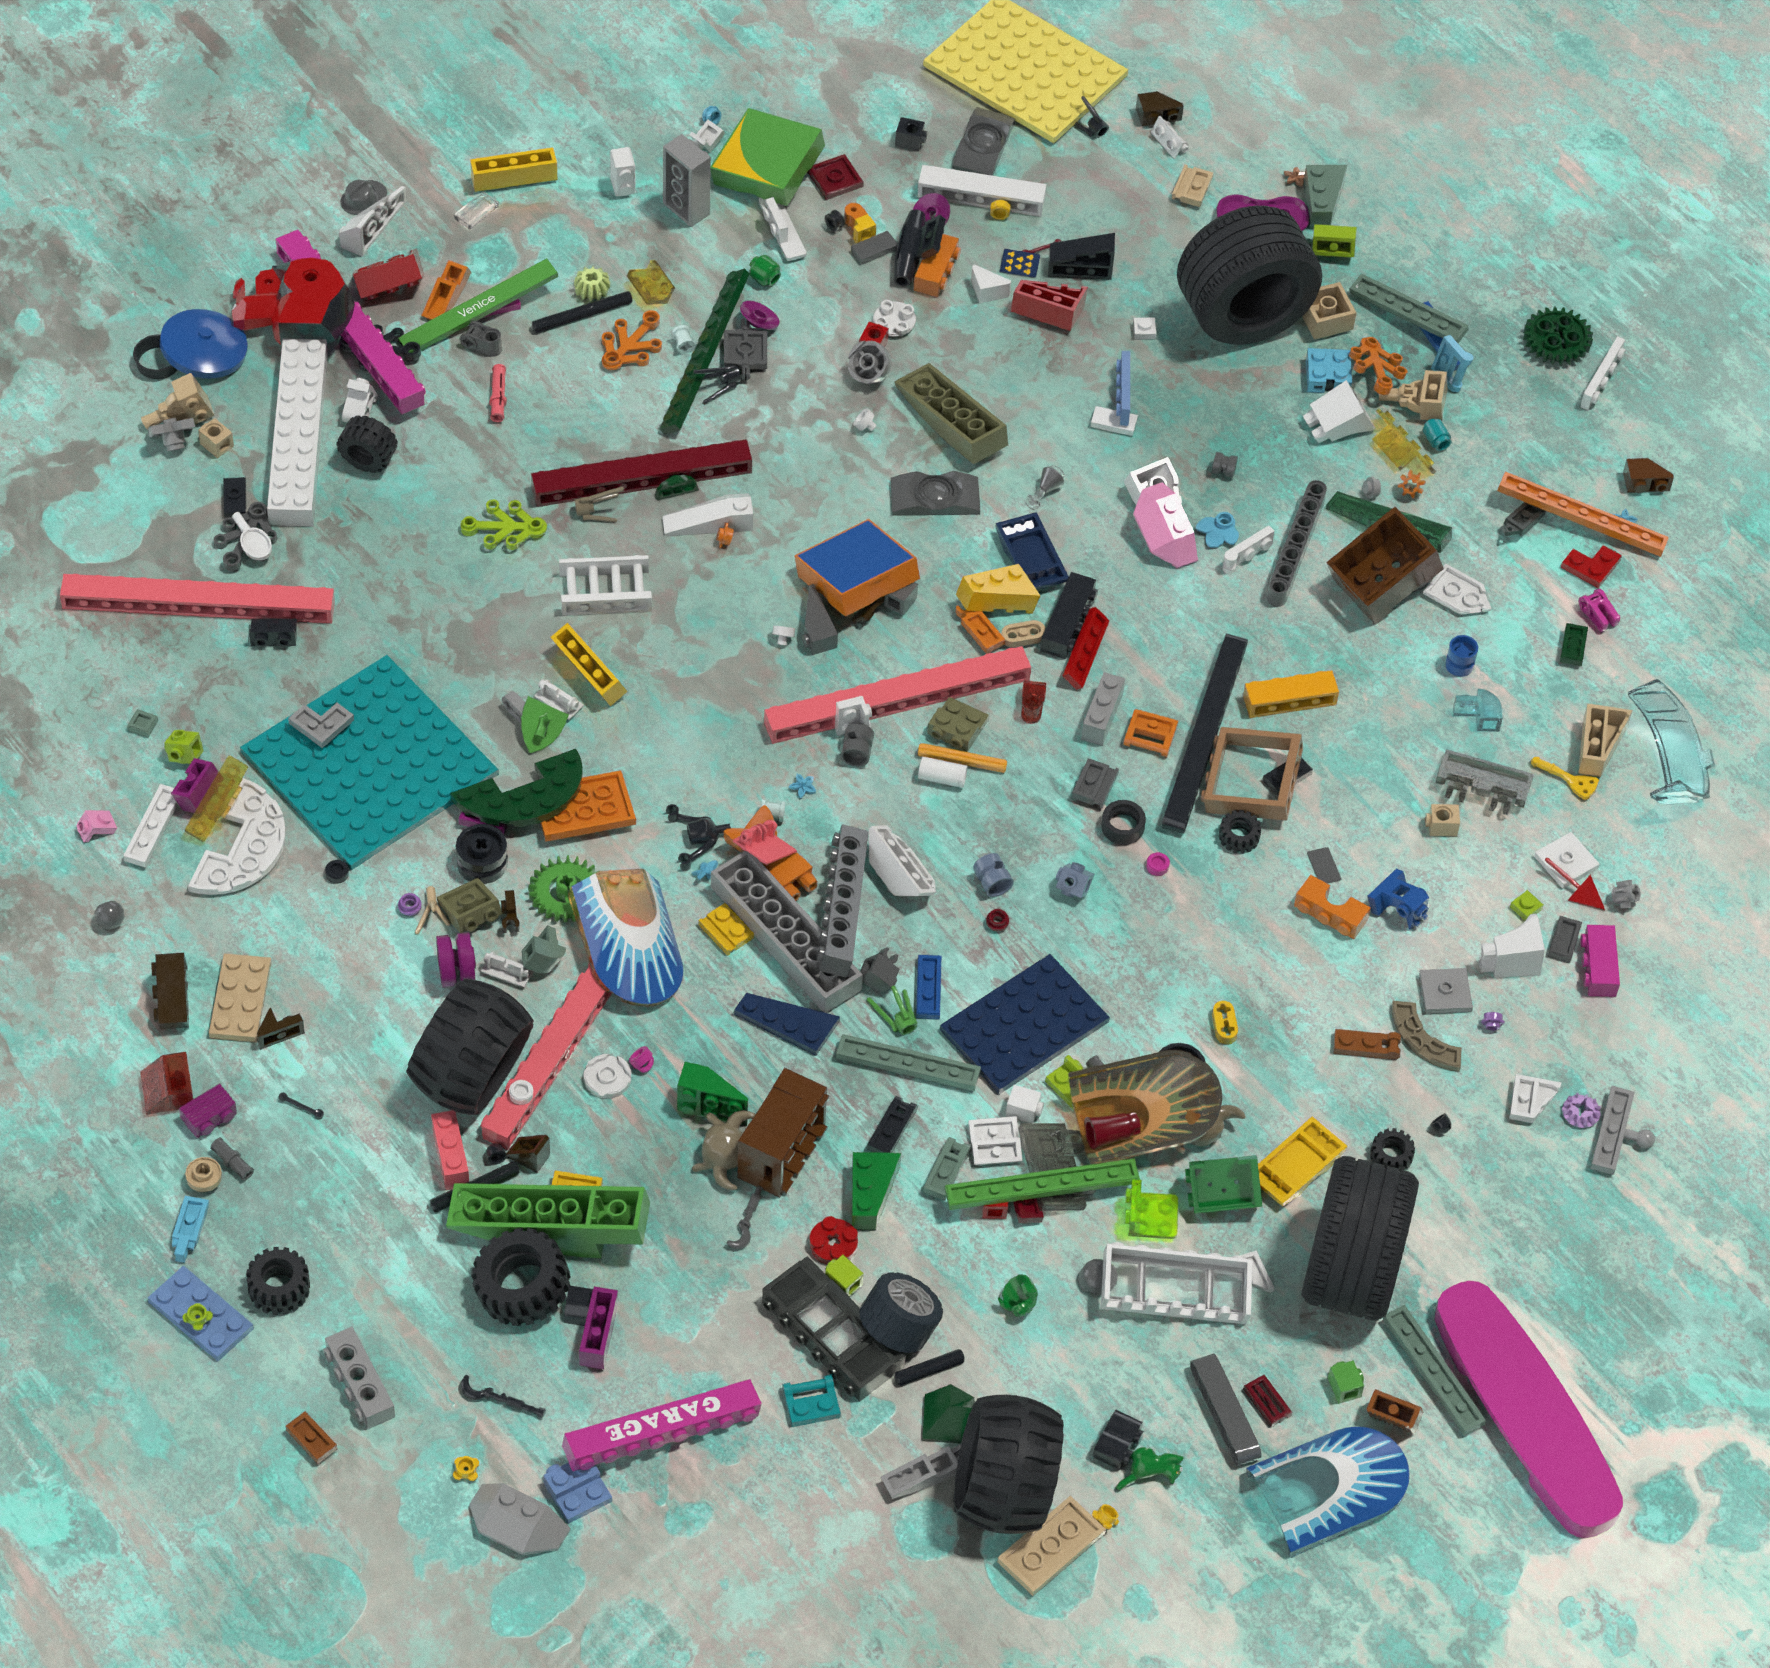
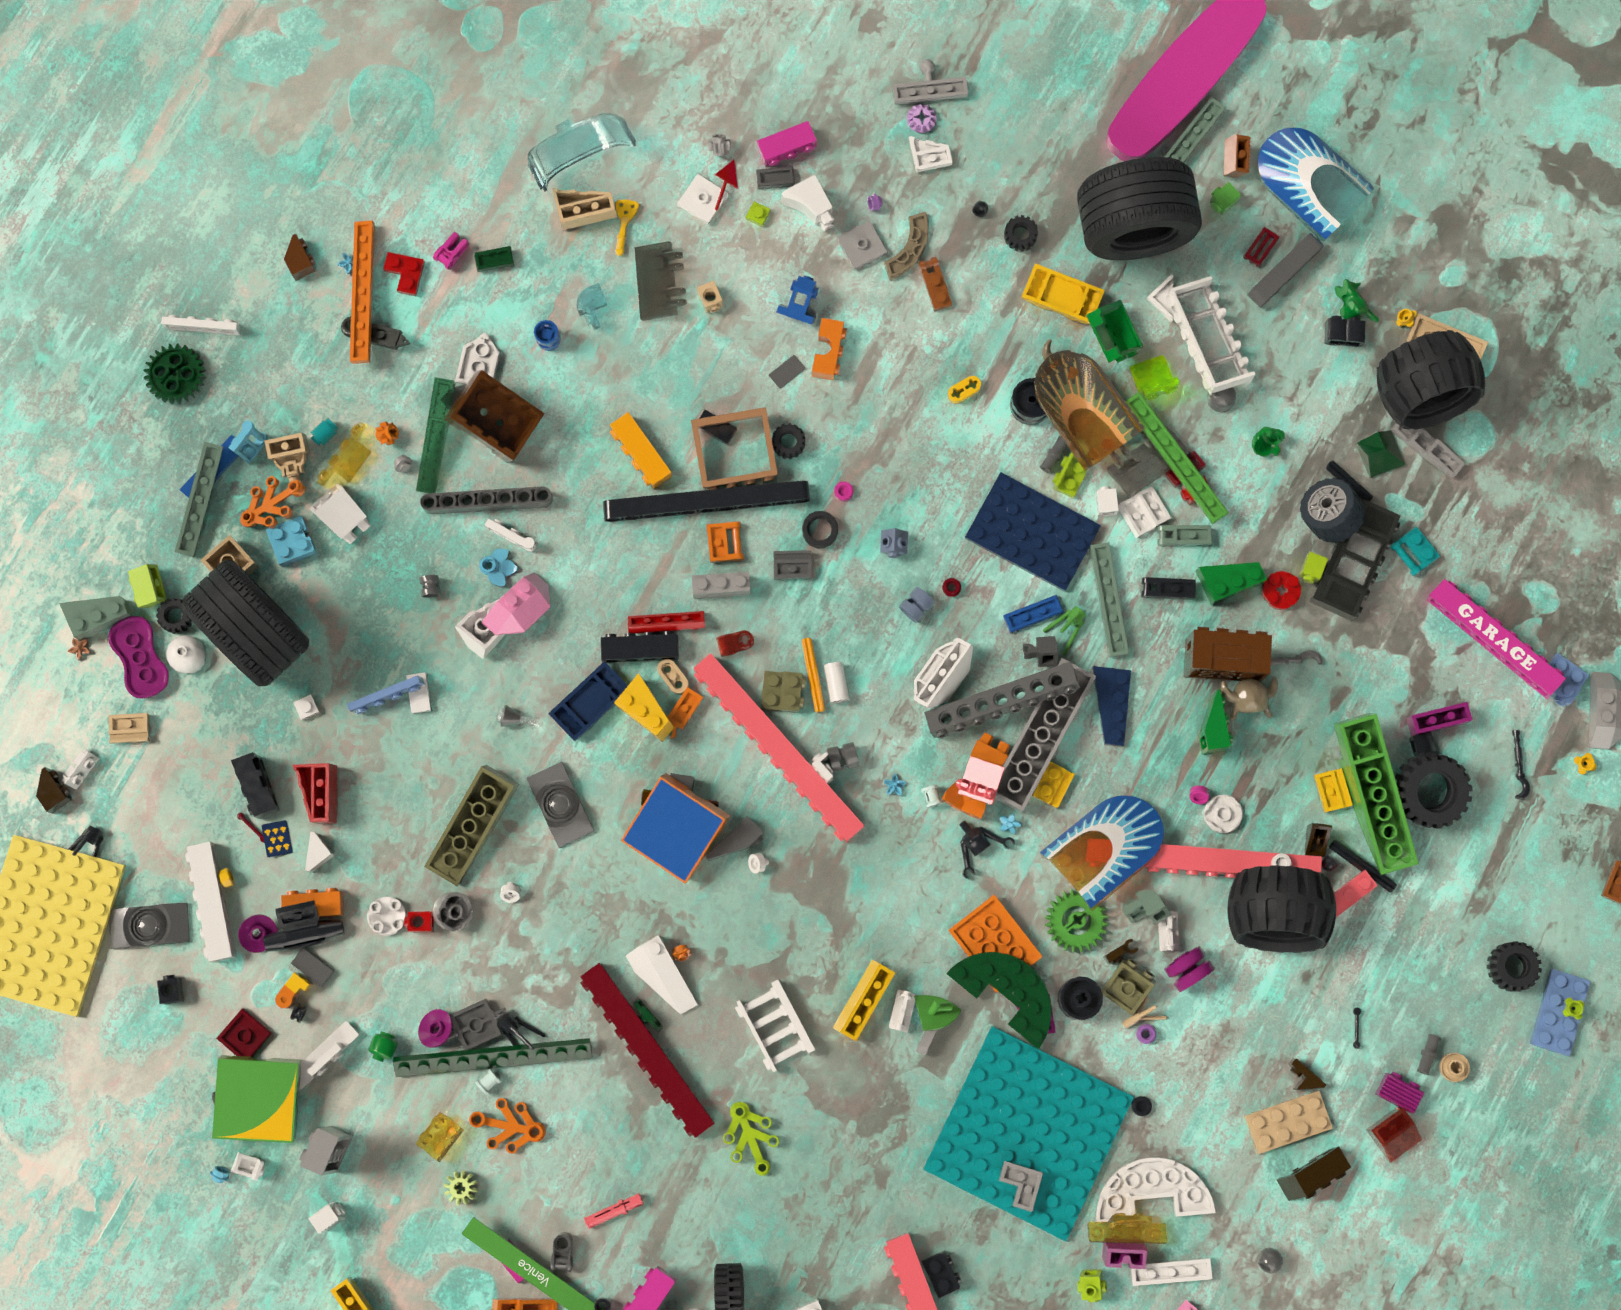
camera: 110 degrees left, 25 degrees up
(189, 1226) = (1498, 1056): medium azure hinge -> none
(348, 1345) = (1535, 891): light grey brick -> none
(582, 311) = (493, 1183): black axle -> none
(585, 505) = (701, 1079): dark tan plant -> none
(1111, 1128) = (1106, 427): dark red plant -> none

